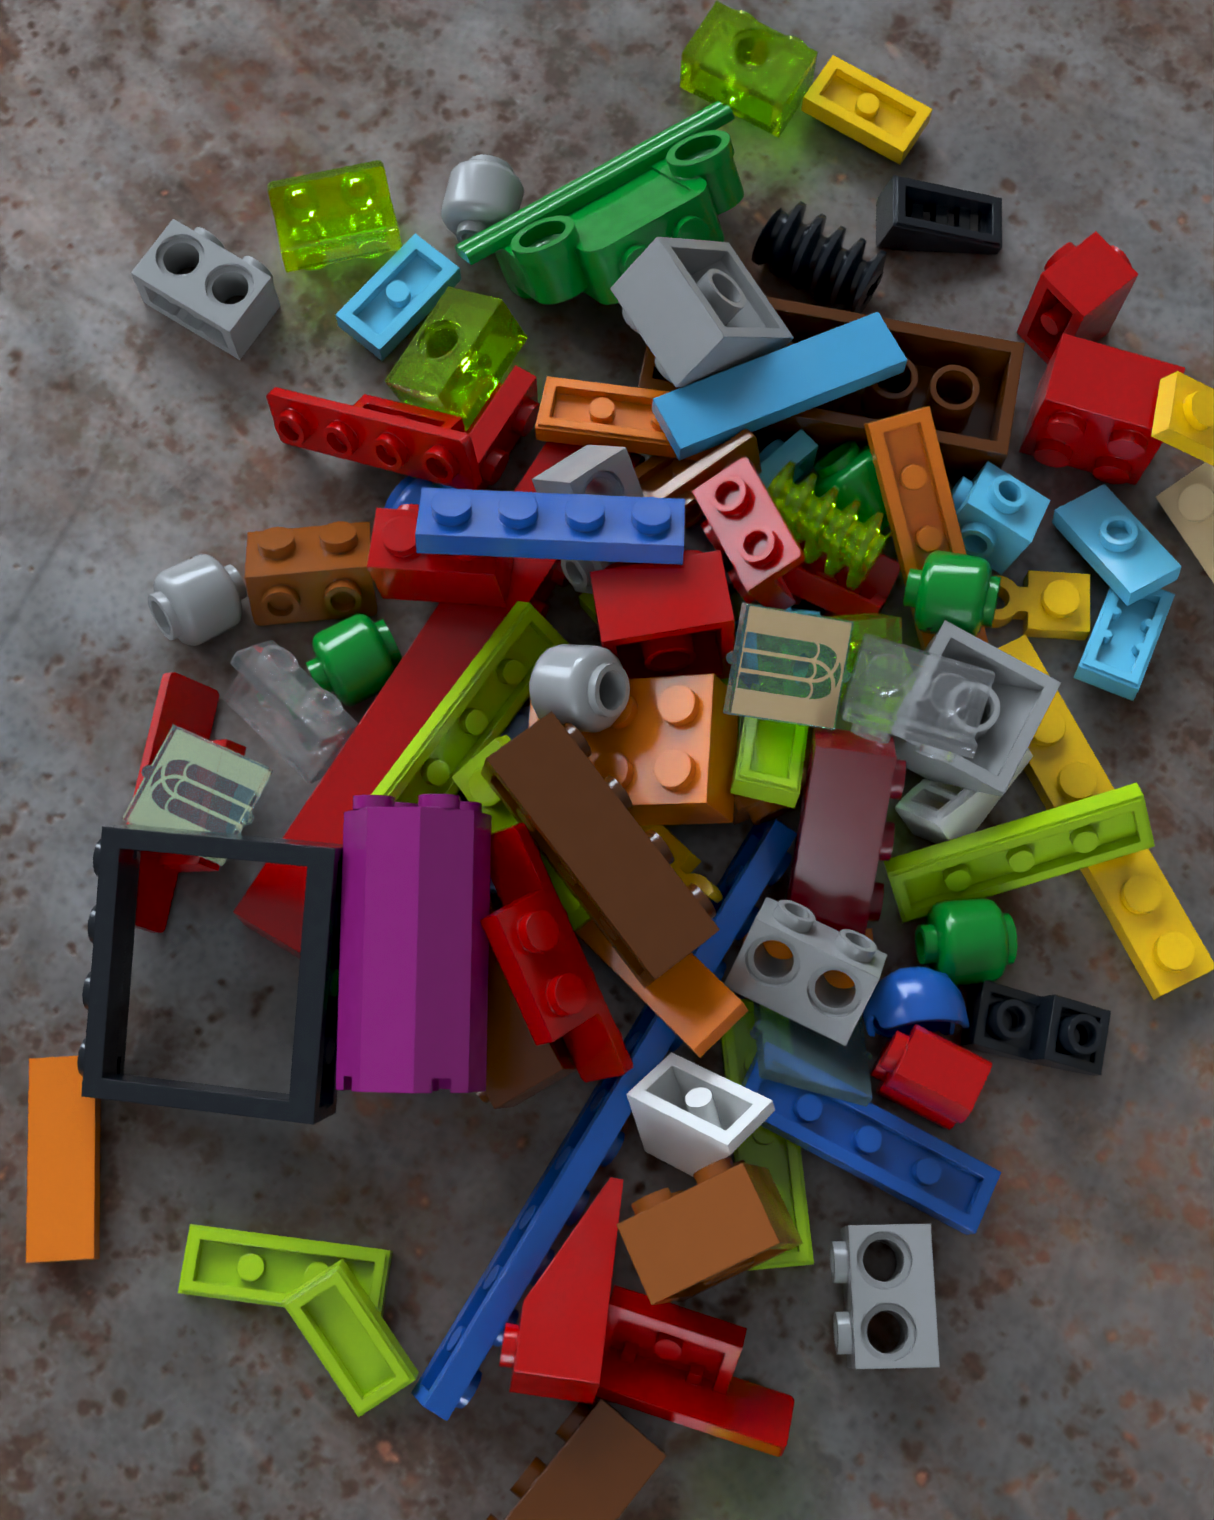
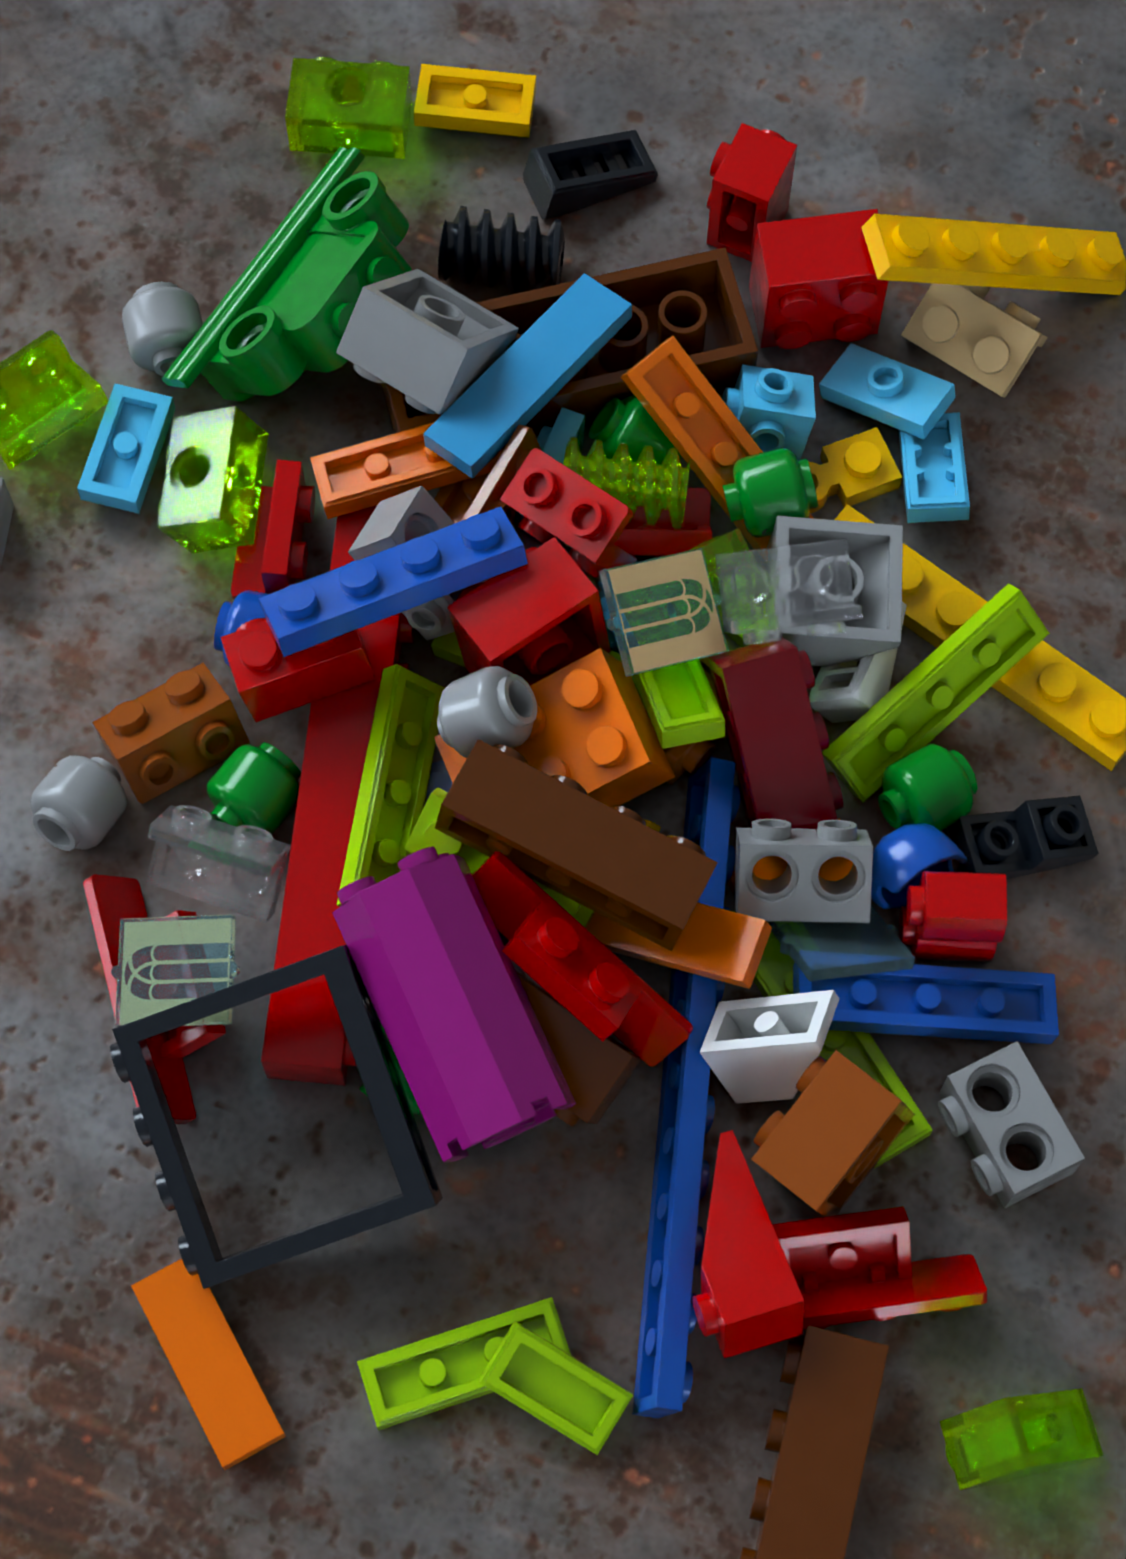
camera: 25 degrees left, 5 degrees down
(379, 435) = (178, 578): red bracket -> none

